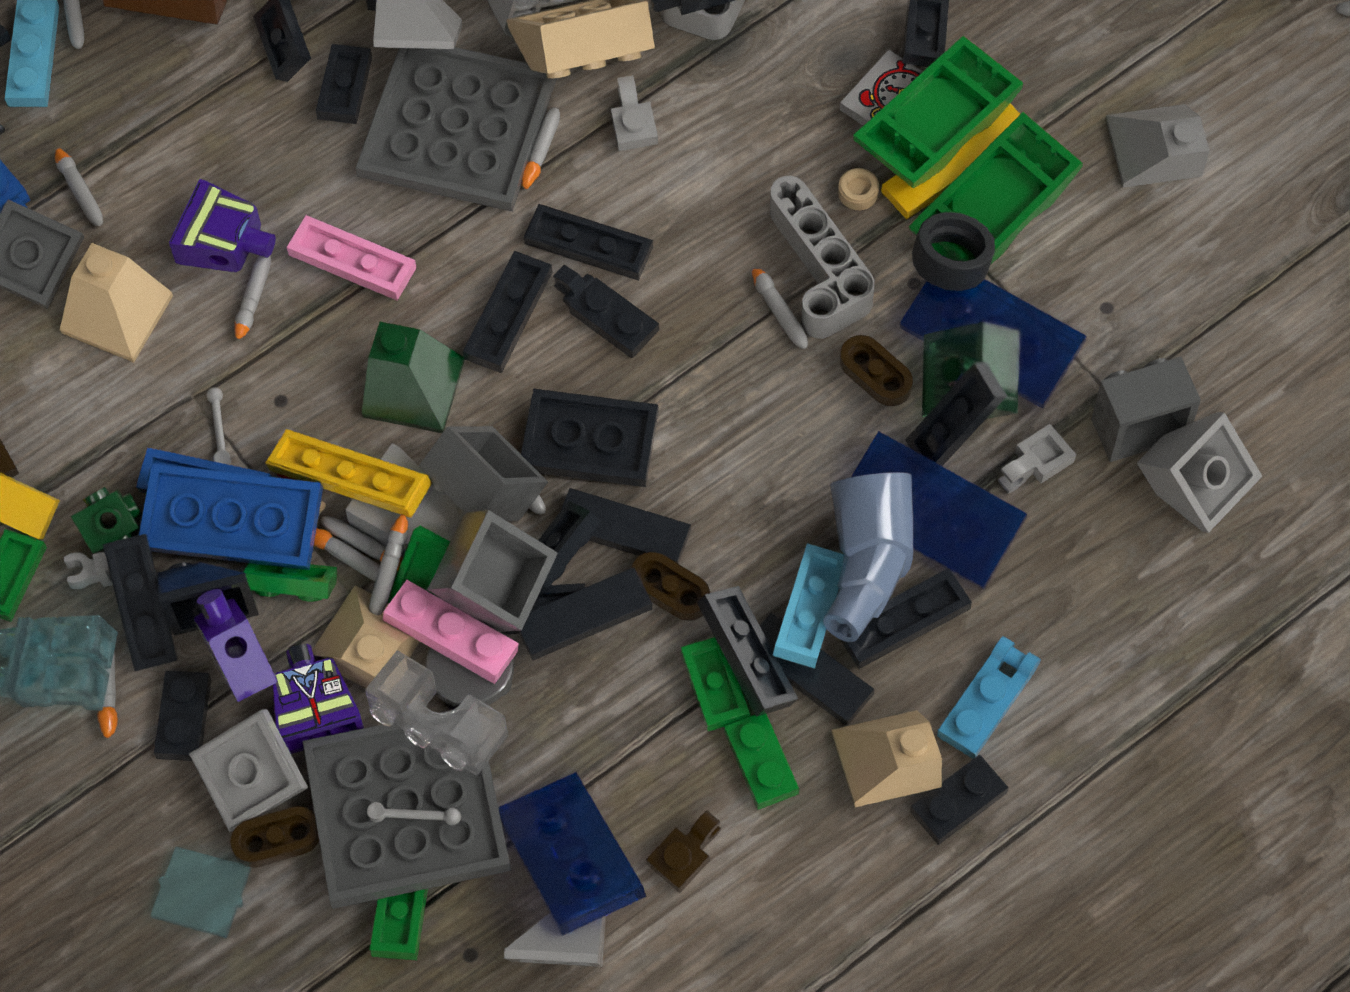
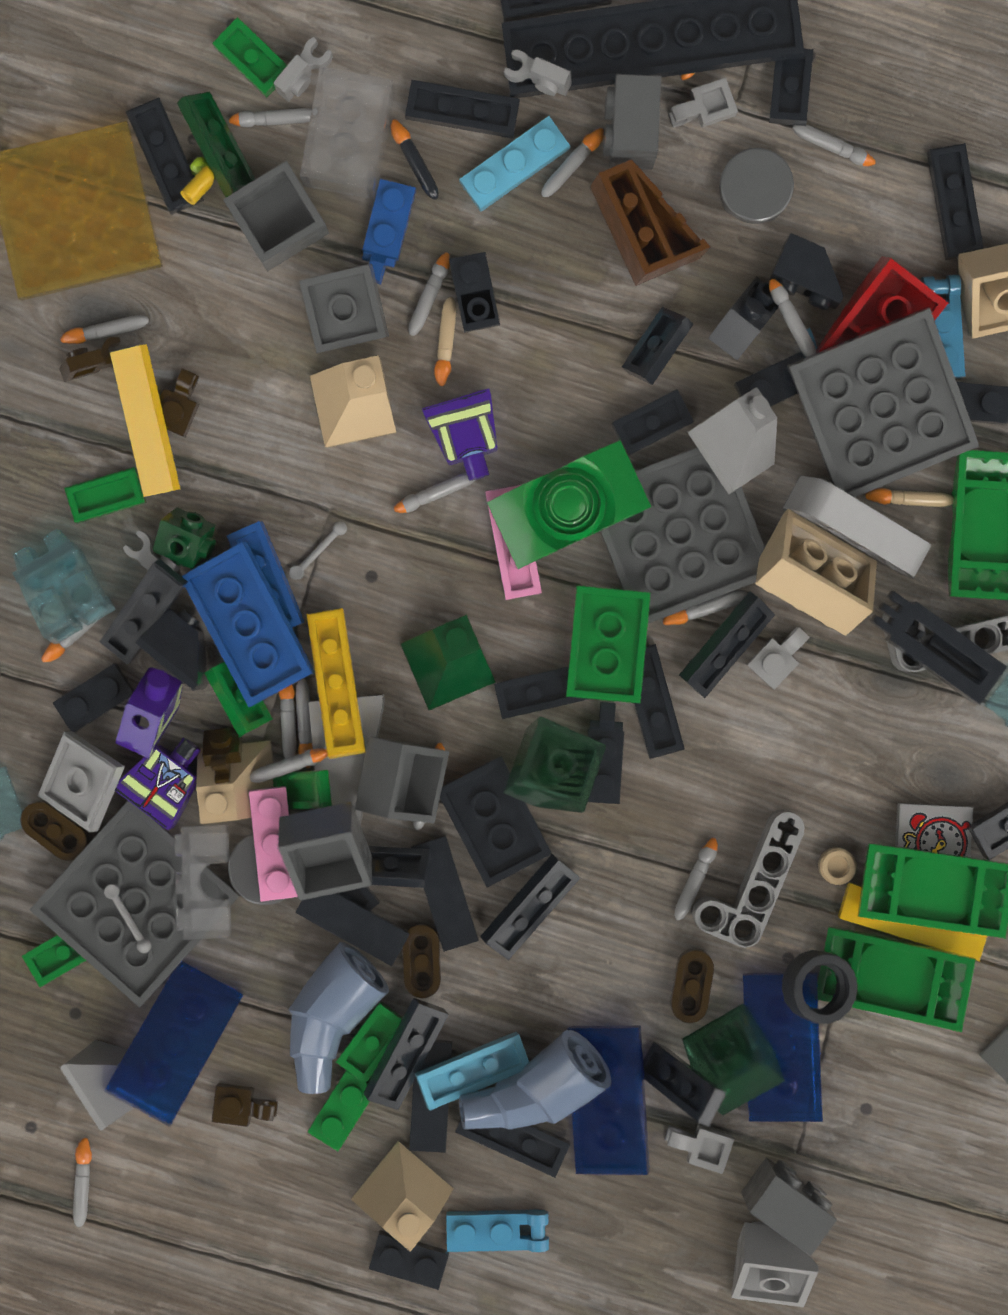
camera: 50 degrees right, 25 degrees up
(105, 140) = (474, 292): none -> black slope
(128, 199) = (446, 336): none -> tan piece
(325, 623) = (220, 750): none -> dark brown plate
(354, 187) = (569, 504): none -> green slope
(504, 229) = (608, 644): none -> green plate
(577, 342) = (555, 767): none -> clear green slope
(586, 146) = (727, 644): none -> black plate
(650, 692) = (328, 1007): none -> sand blue piece
(693, 457) = (530, 907): none -> black plate

